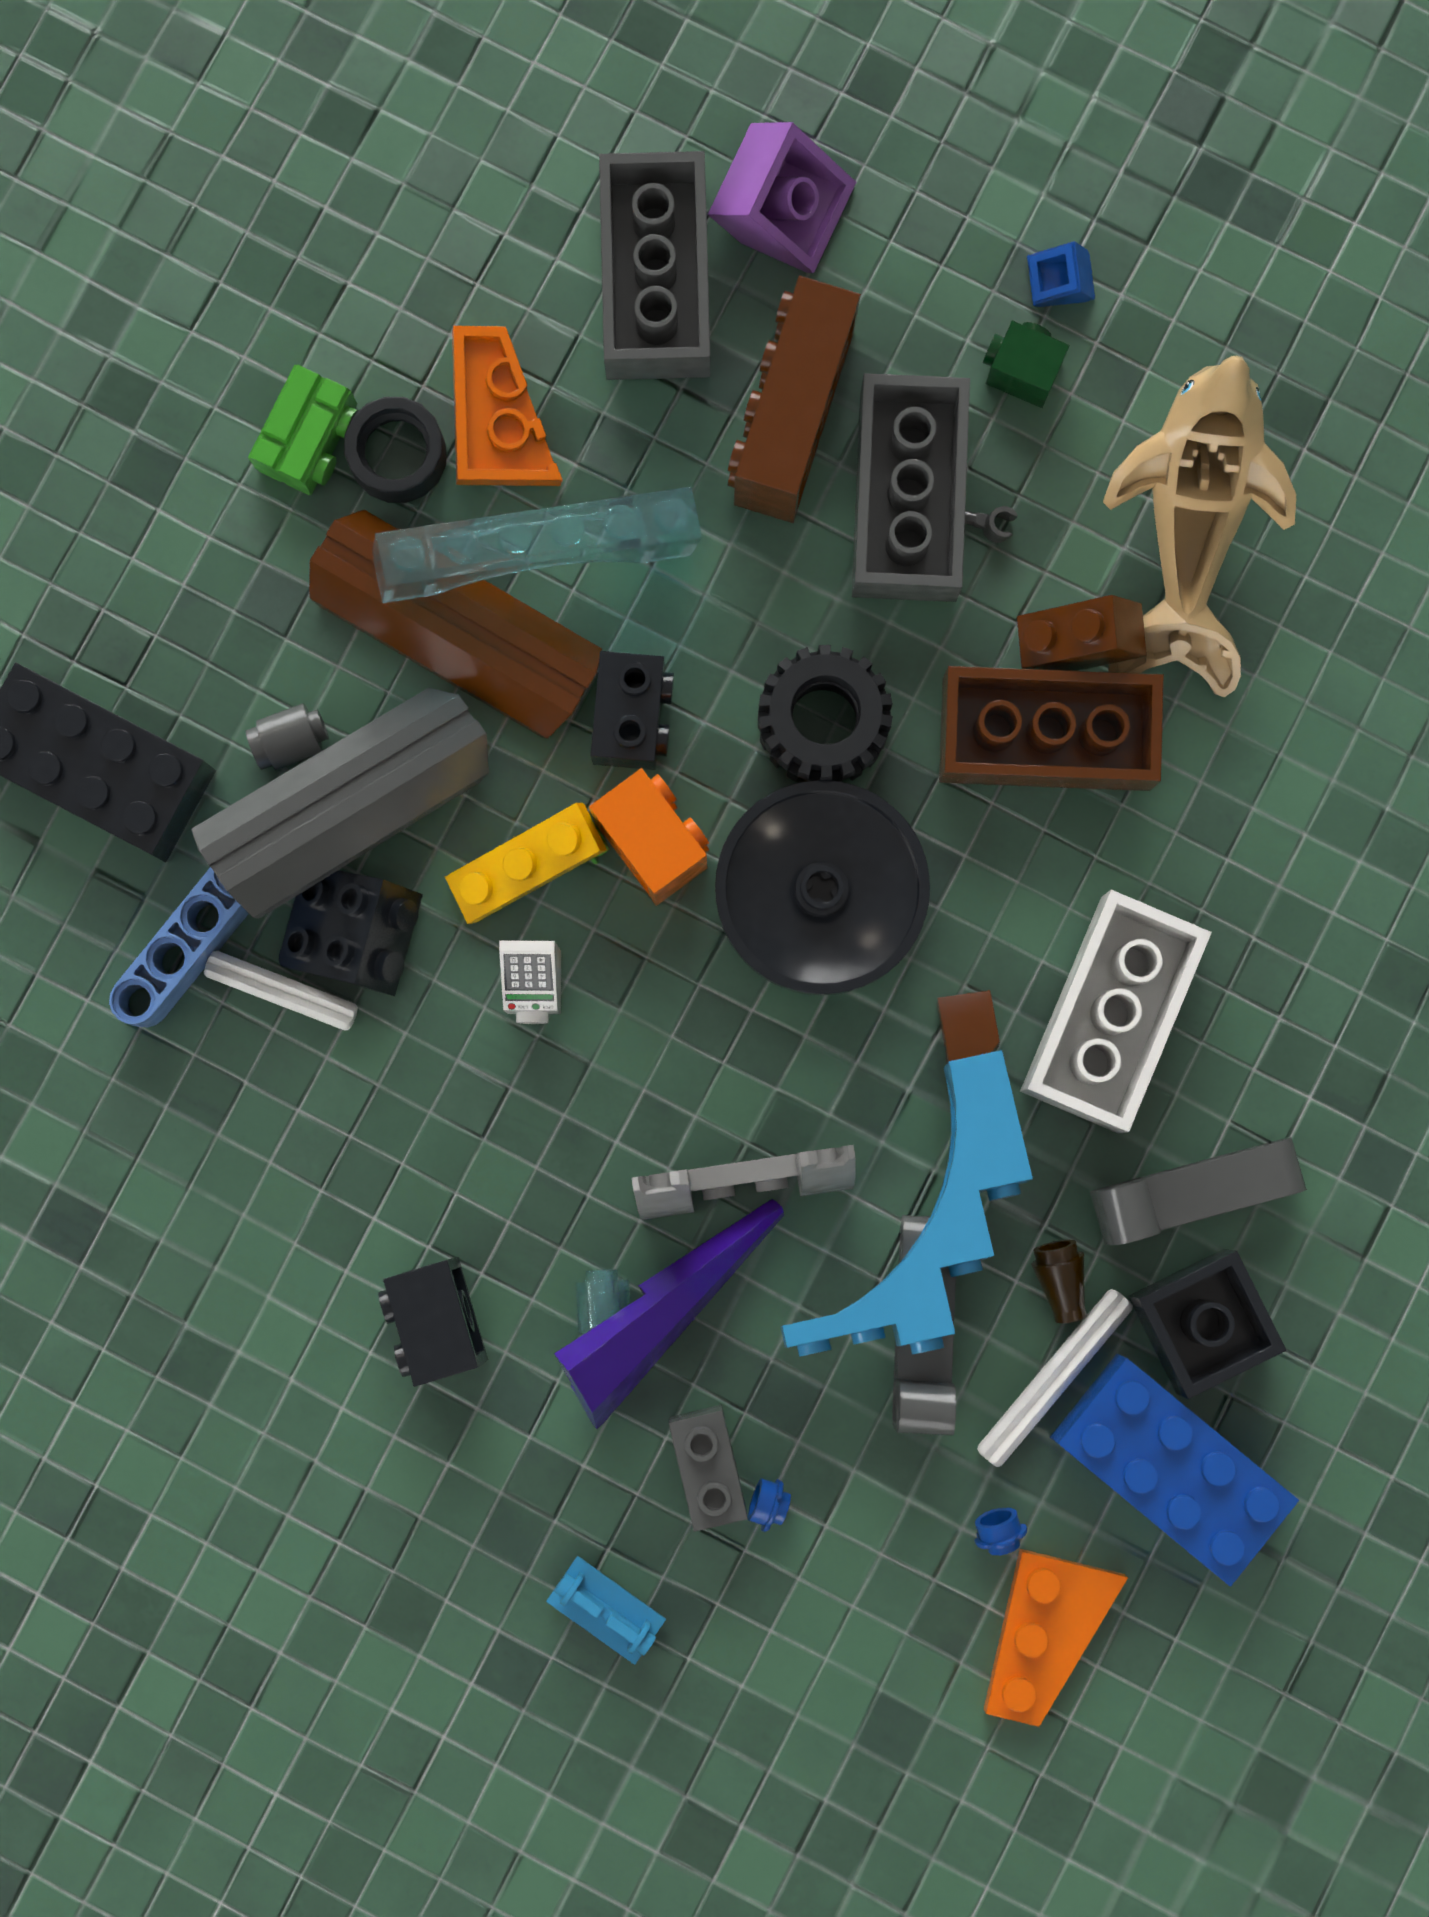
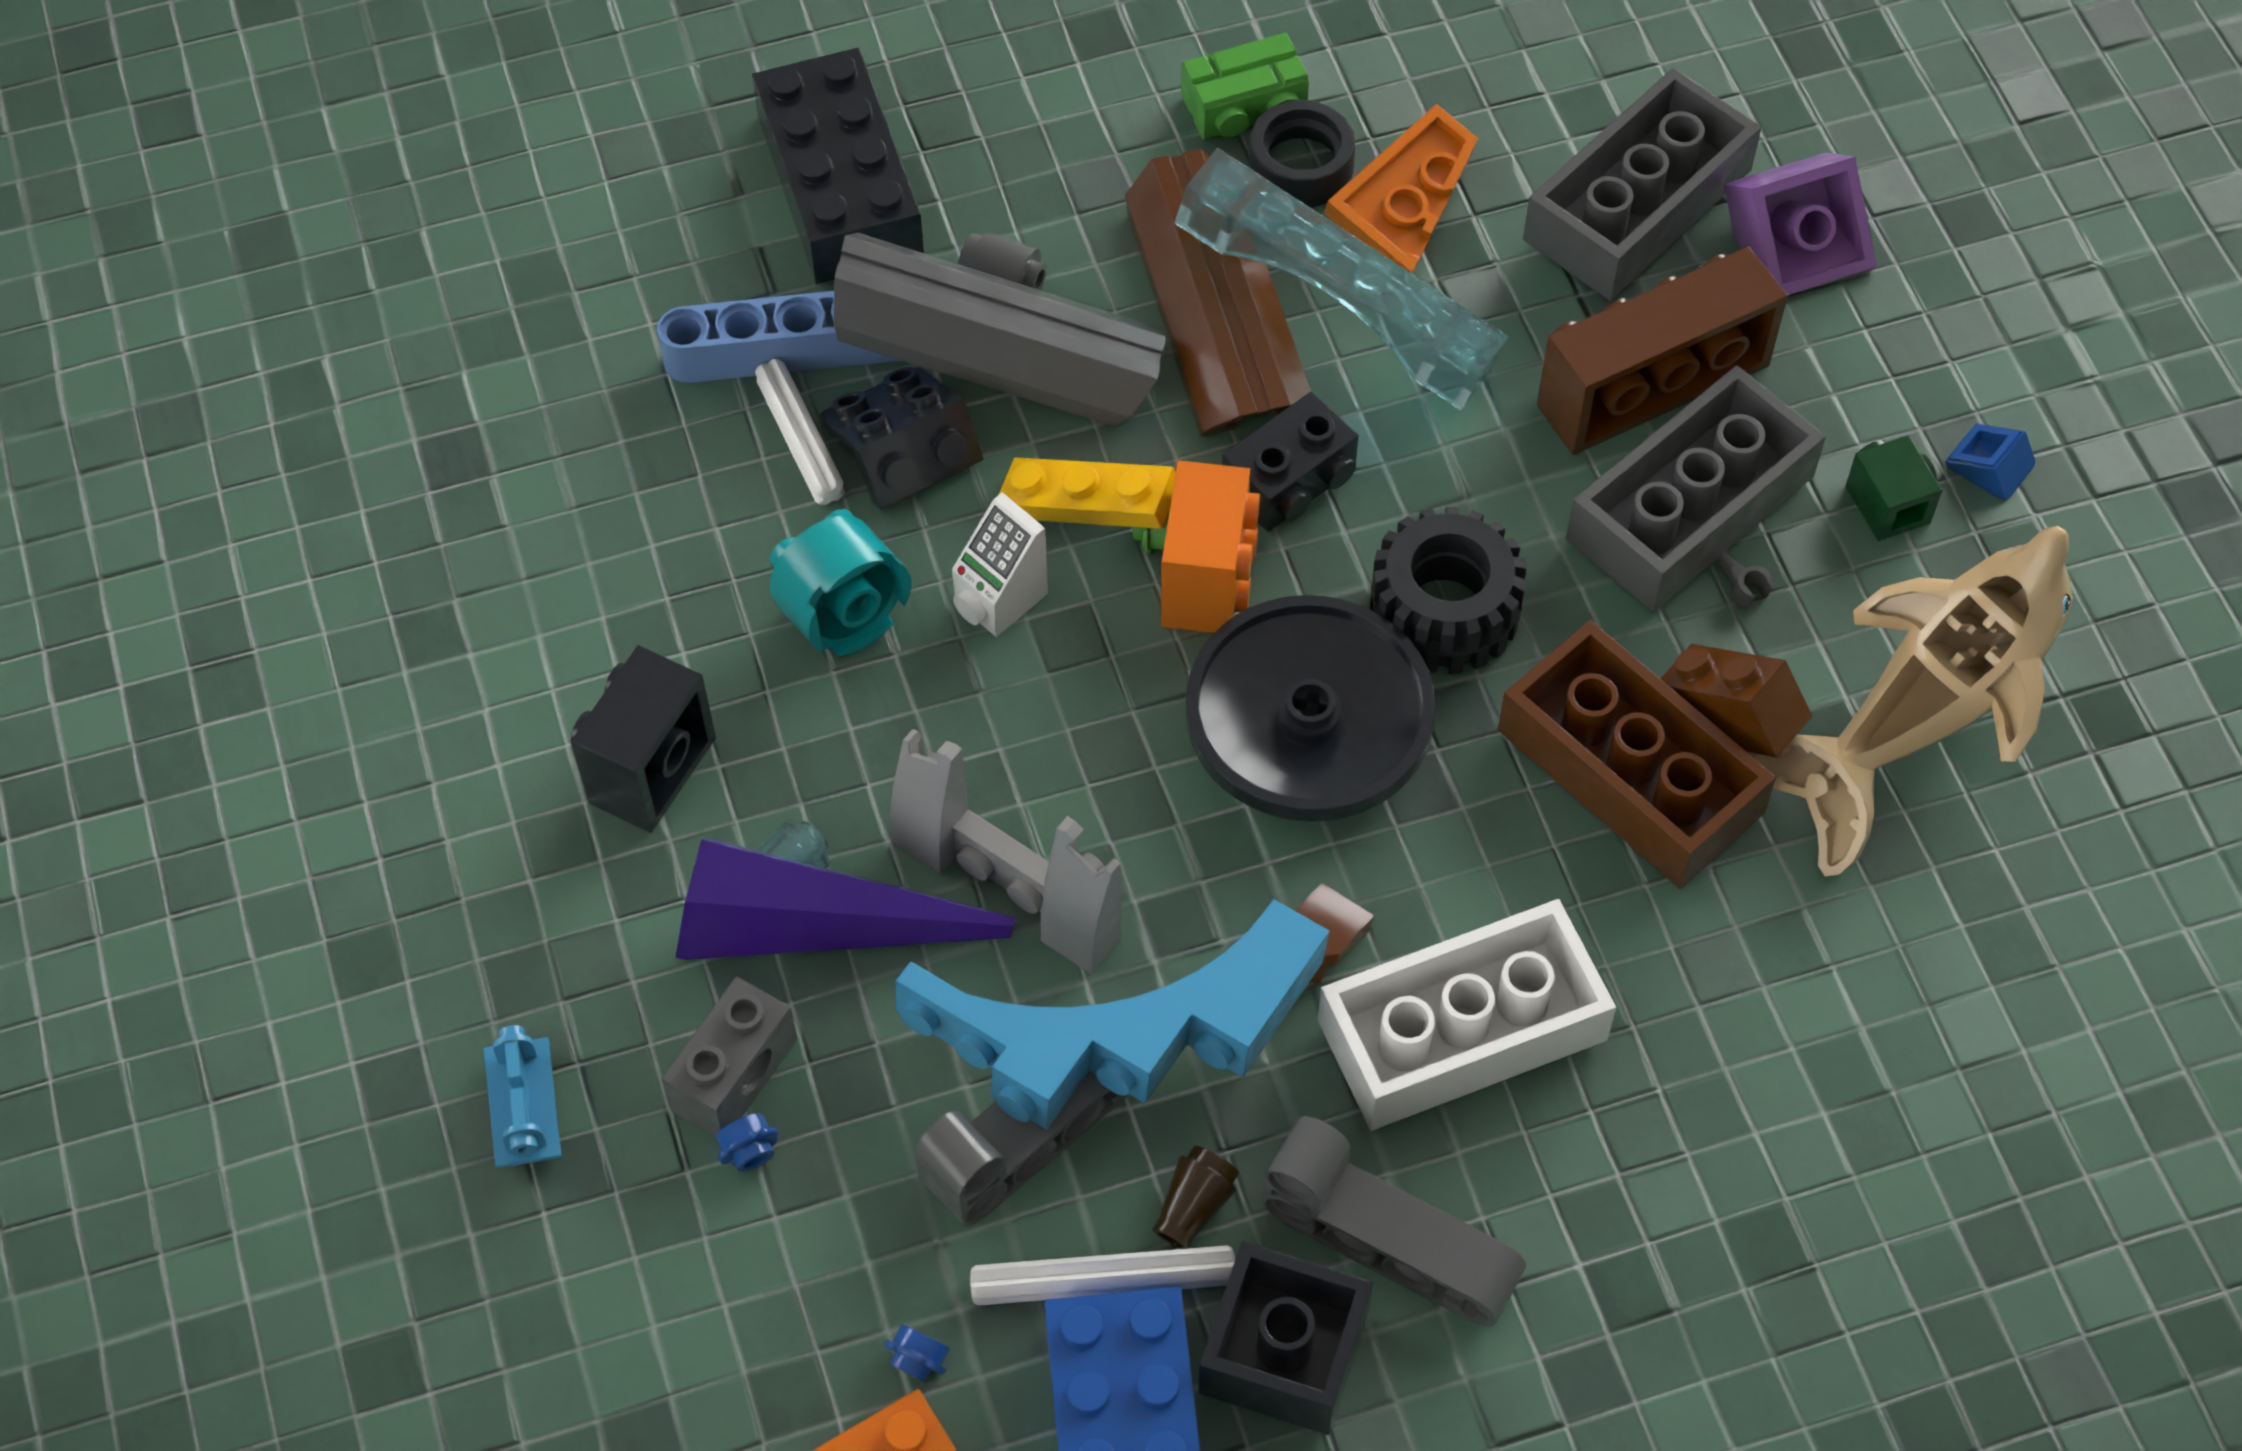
camera: 45 degrees right, 25 degrees down
(438, 1089) = (838, 583): none -> teal brick

